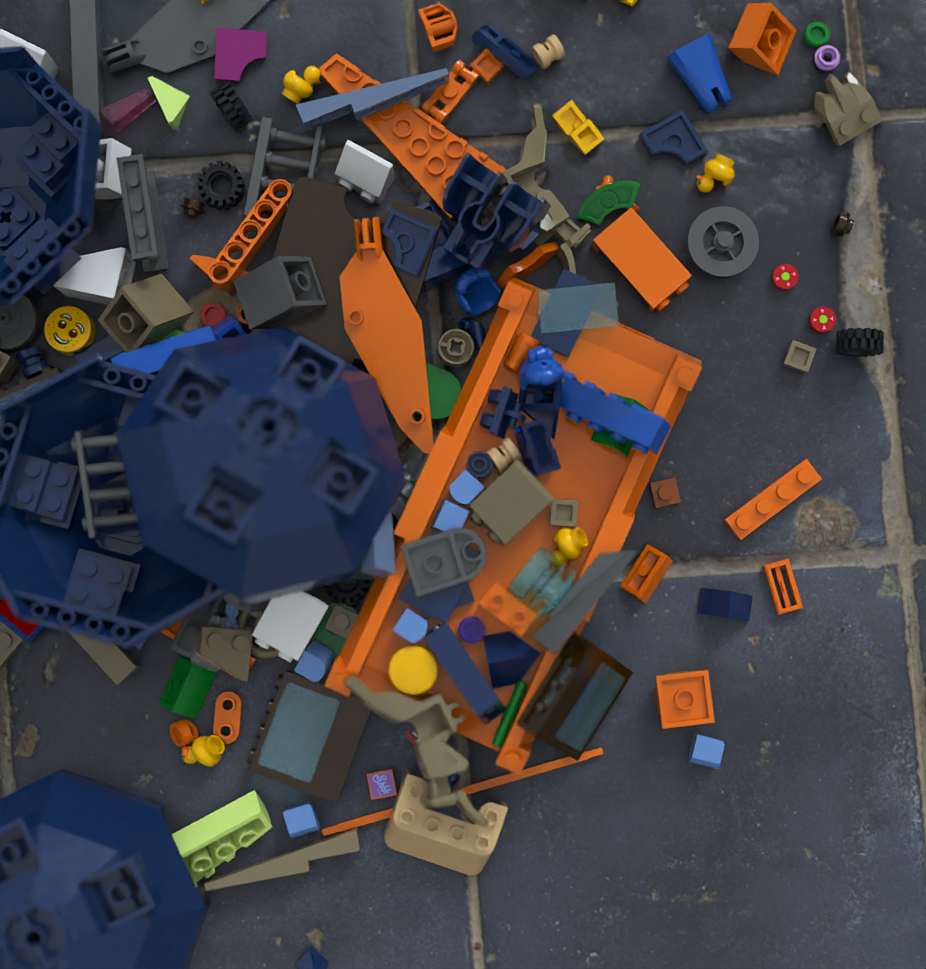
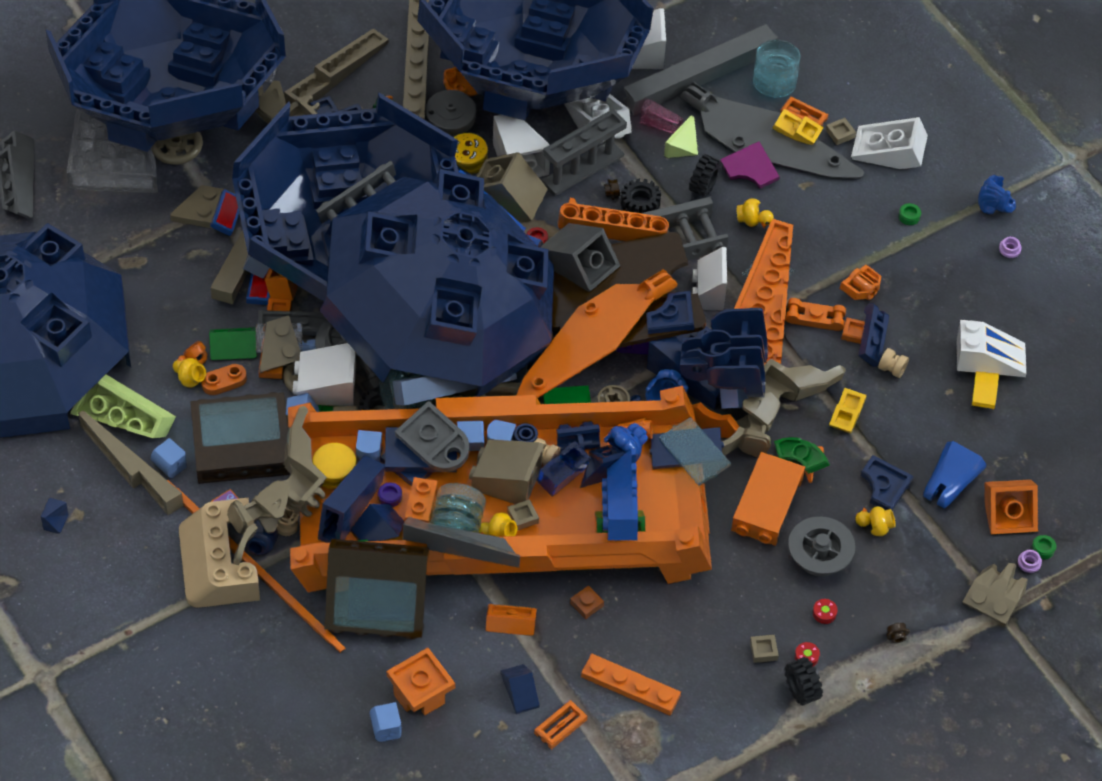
camera: 60 degrees right, 30 degrees down
(369, 99) = (771, 257): sand blue slope -> none

